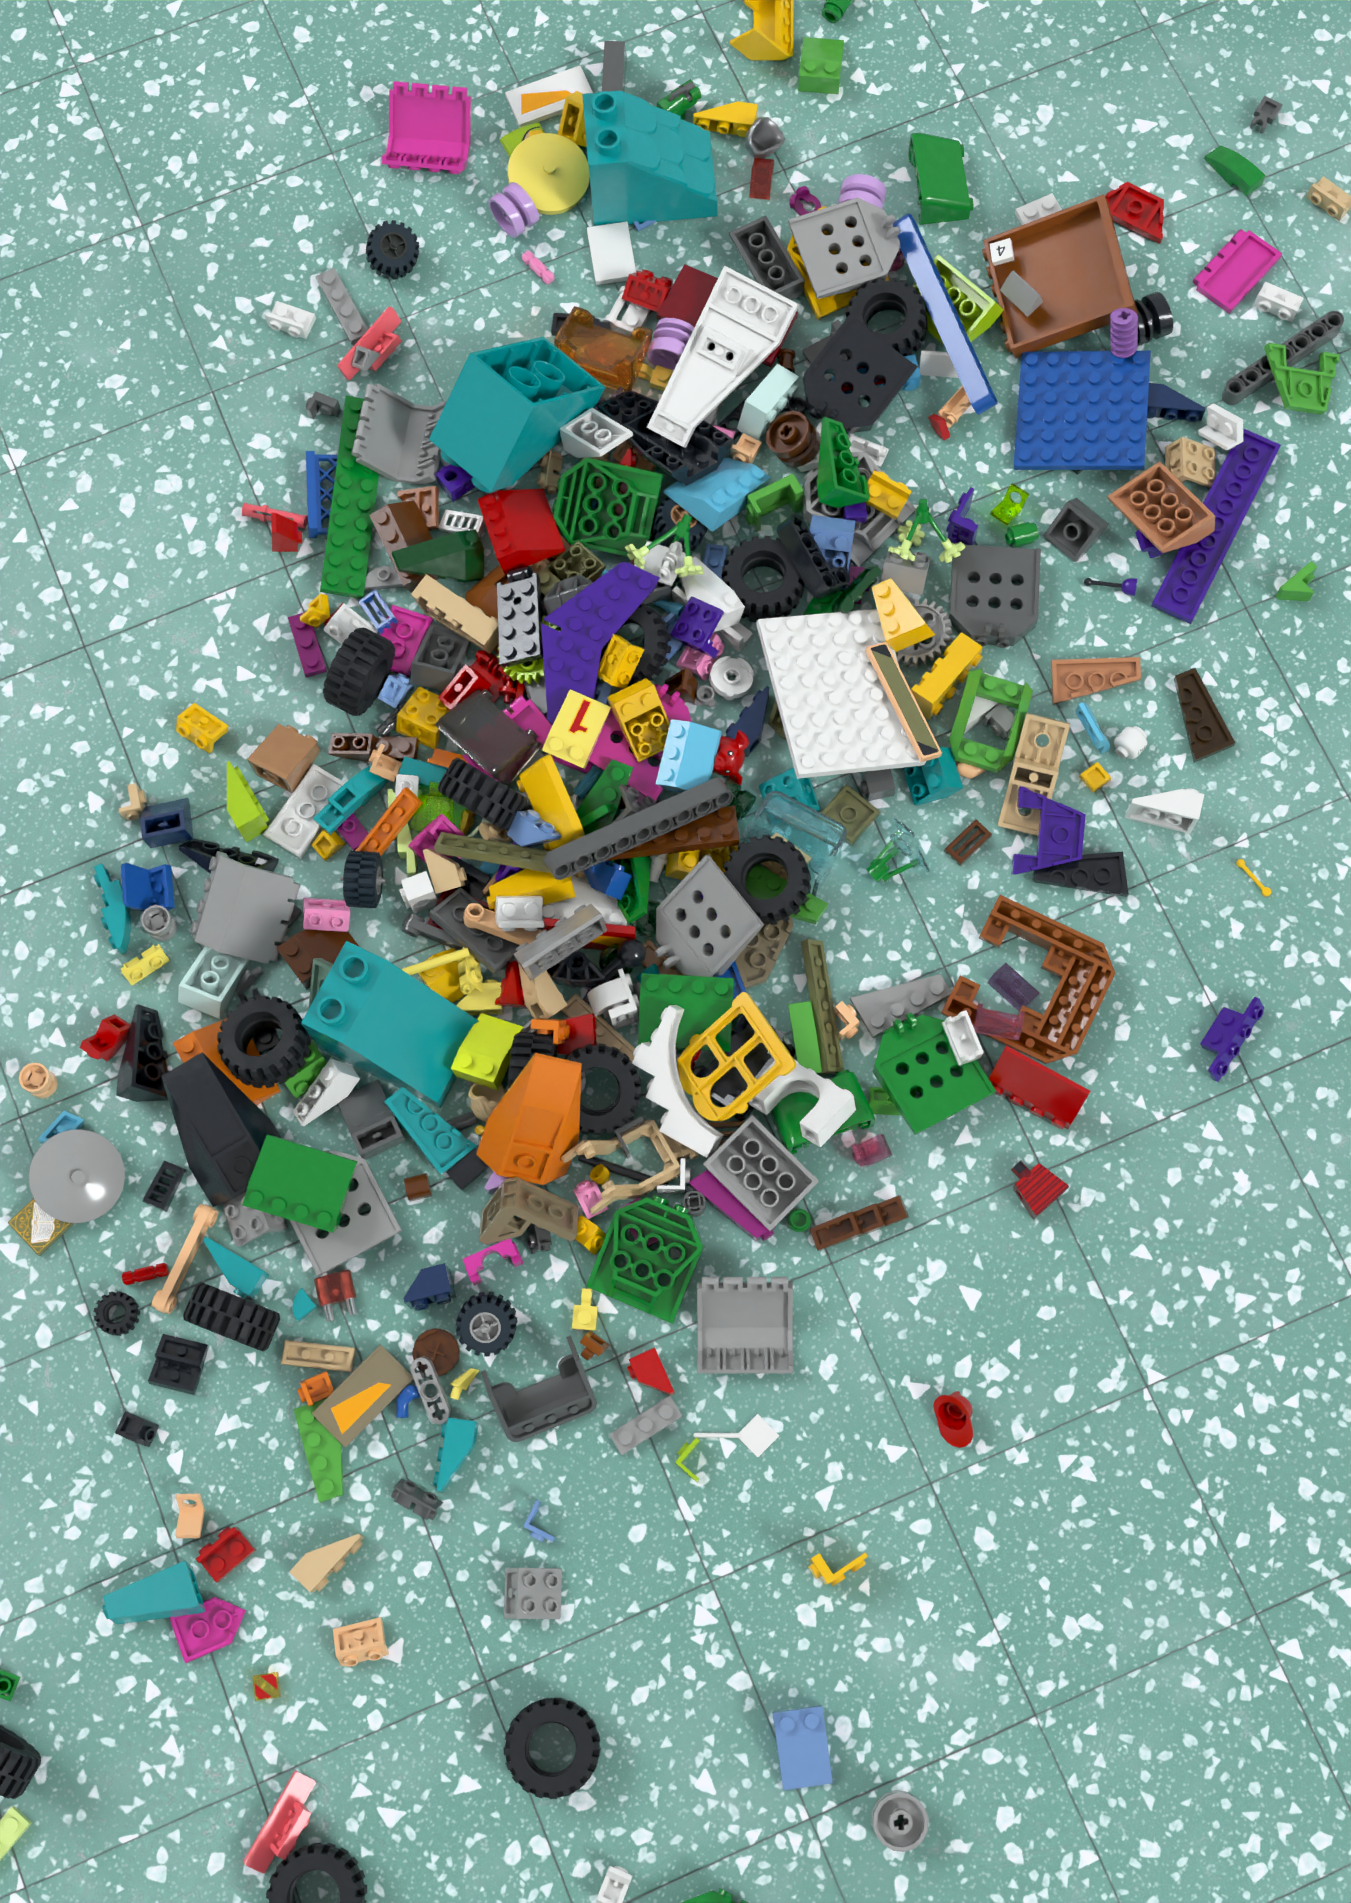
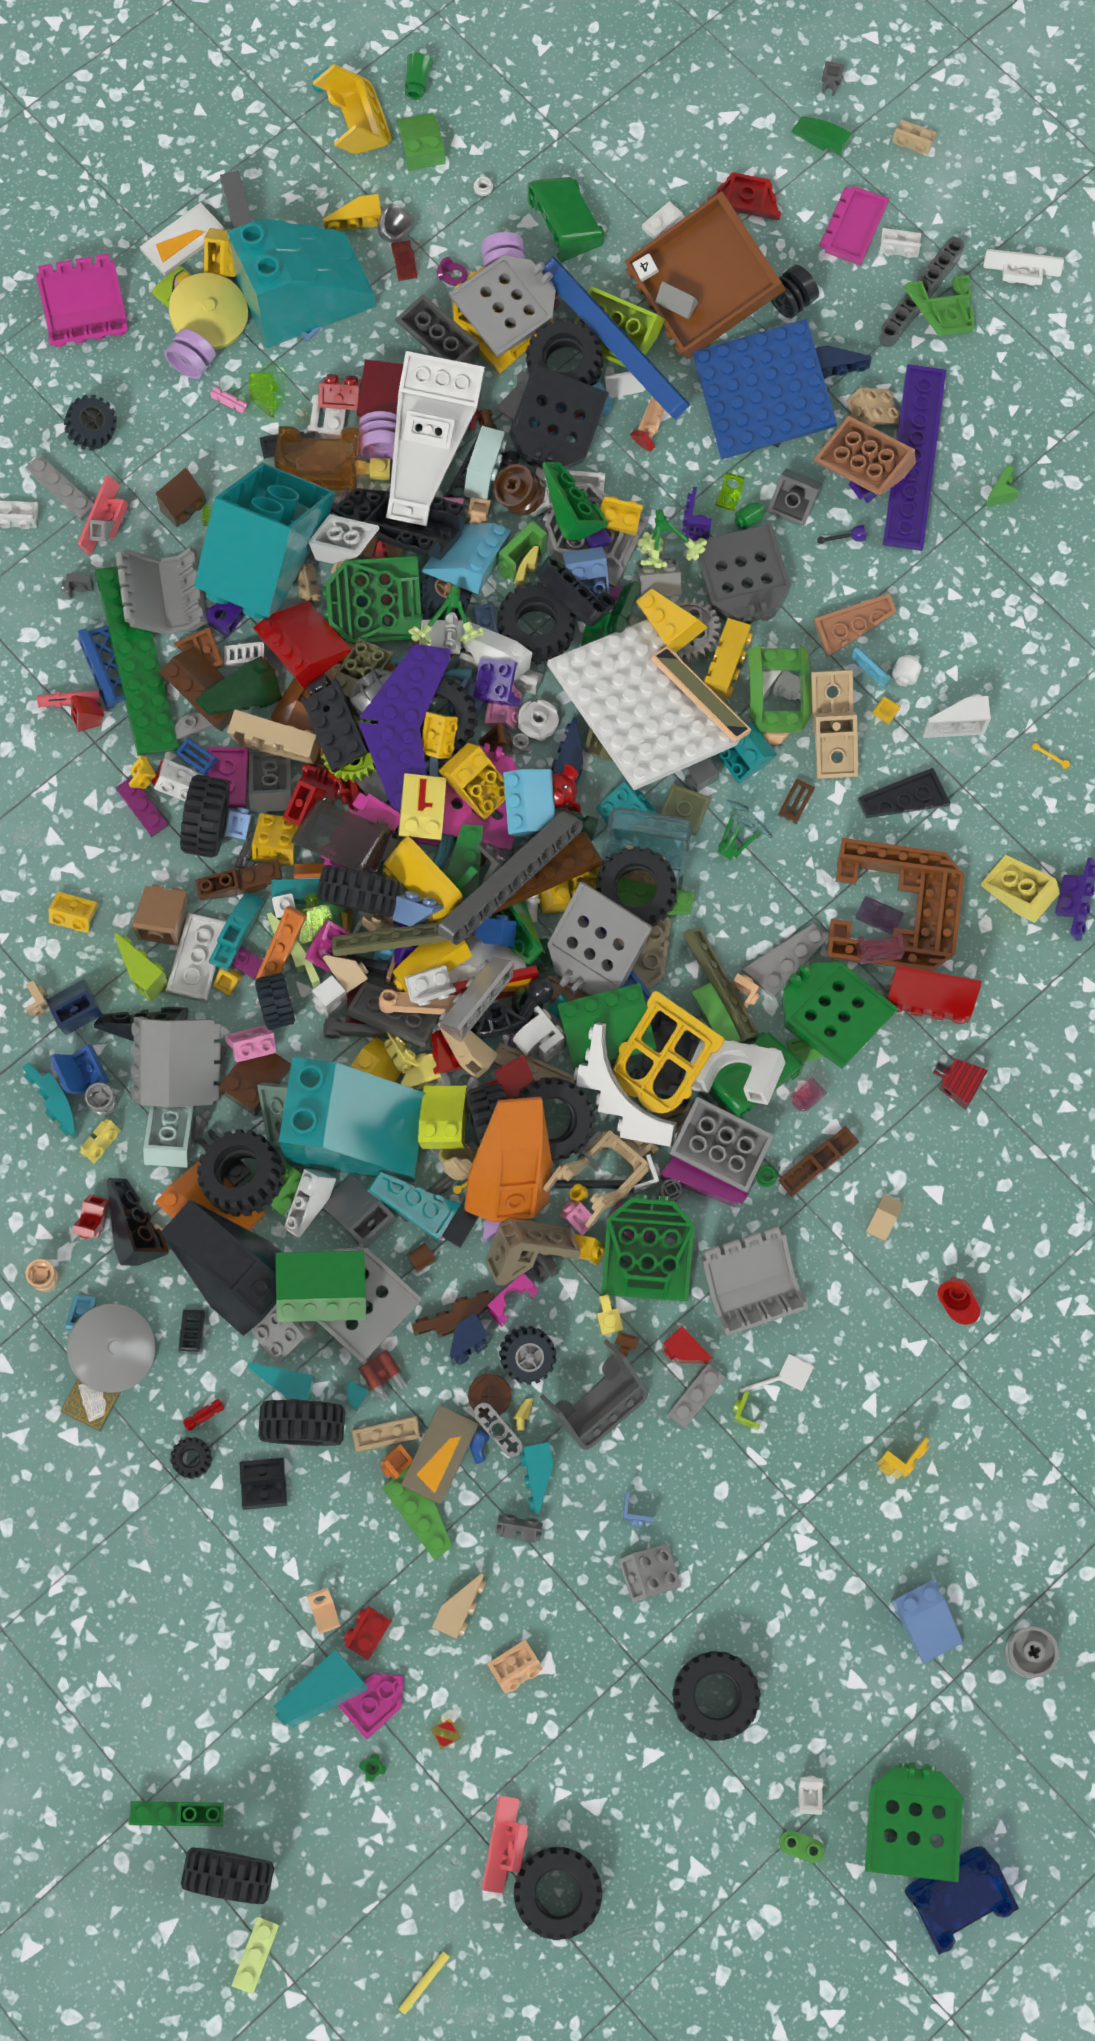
camera: 25 degrees left, 0 degrees up
(137, 1429) = (247, 1552): black bracket -> none
(166, 1299) = (239, 1347): light nougat piece -> none
(174, 1691) = (366, 1767): none -> green plate
(384, 765) = (255, 893): light nougat bracket -> none
(437, 1254) = (462, 1309): none -> reddish brown slope
(438, 961) = (372, 1050): light yellow bar -> none
(451, 348) = (180, 498): none -> reddish brown slope
(549, 1026) = (491, 1076): orange bracket -> none
(573, 268) = (262, 391): none -> clear neon green slope
(611, 252) = (291, 367): white tile -> none
(681, 99) = (306, 208): green plate -> none
(776, 517) = (527, 565): none -> light yellow slope
(870, 122) = (483, 182): none -> white plate
(907, 1304) = (884, 1217): none -> tan slope
(962, 1038) = (854, 972): white hinge -> none
(1058, 835) = (874, 770): dark purple wing -> none
(1123, 332) = (780, 310): medium lavender piece -> none
(1173, 1006) = (1021, 888): none -> light yellow slope
(1202, 720) = (962, 633): dark brown wing -> none
(1222, 427) = (891, 369): white bracket -> none

